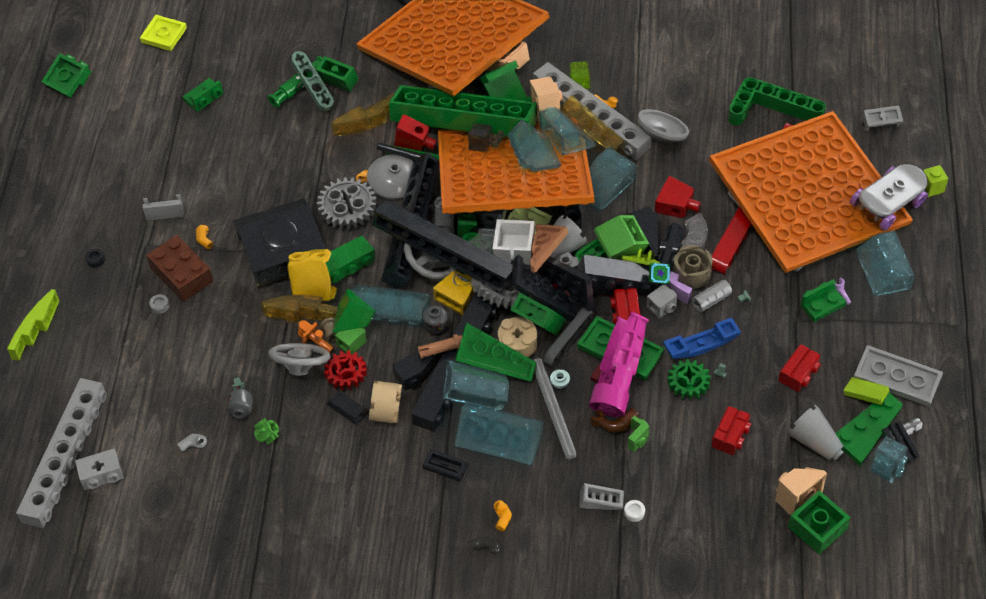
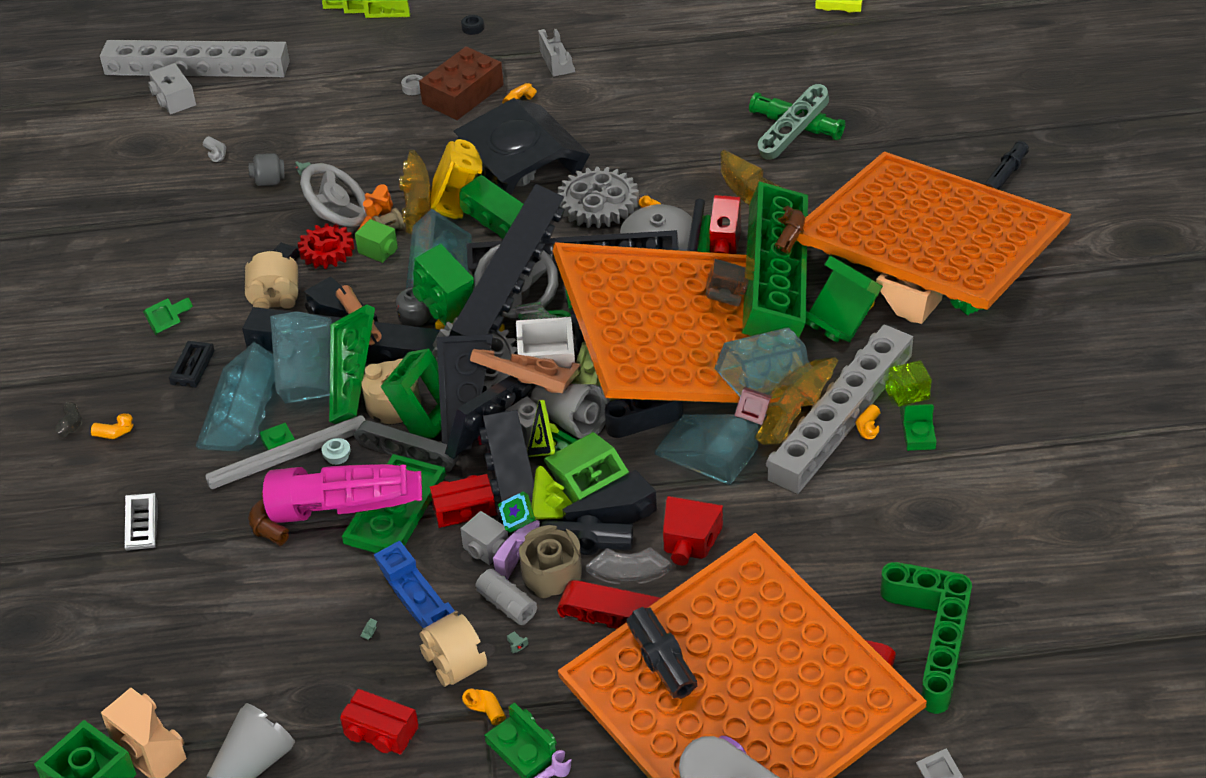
camera: 80 degrees right, 10 degrees down
(203, 94) = (749, 47): green bracket -> none
(266, 431) = (234, 192): bright green gear -> none
(337, 74) = (815, 141): green brick -> none
(352, 313) = (399, 218): green slope -> none
(391, 478) = (165, 315): none -> green plate
(448, 283) = (441, 283): none -> green brick
(454, 85) = (794, 222): none -> reddish brown piece
(532, 148) = (701, 329): clear light blue slope -> none
(540, 412) = (276, 436): none -> green plate
(545, 93) = (829, 335): light nougat slope -> none
(591, 249) = (541, 438): none -> piece
(600, 141) = (753, 405): none -> tile
(606, 80) = (918, 427): none -> green slope
(634, 510) = (122, 562): white tile -> none
(640, 434) = (241, 545): bright green bracket -> none
(662, 126) = (839, 481): light grey dish -> none
(680, 383) = (344, 588): green gear -> none
(731, 430) = (255, 649): red brick -> none
(757, 321) = (452, 648): none -> tan brick
(789, 316) = (484, 702): none -> light orange arm
(790, 213) = (661, 652): none -> black piece

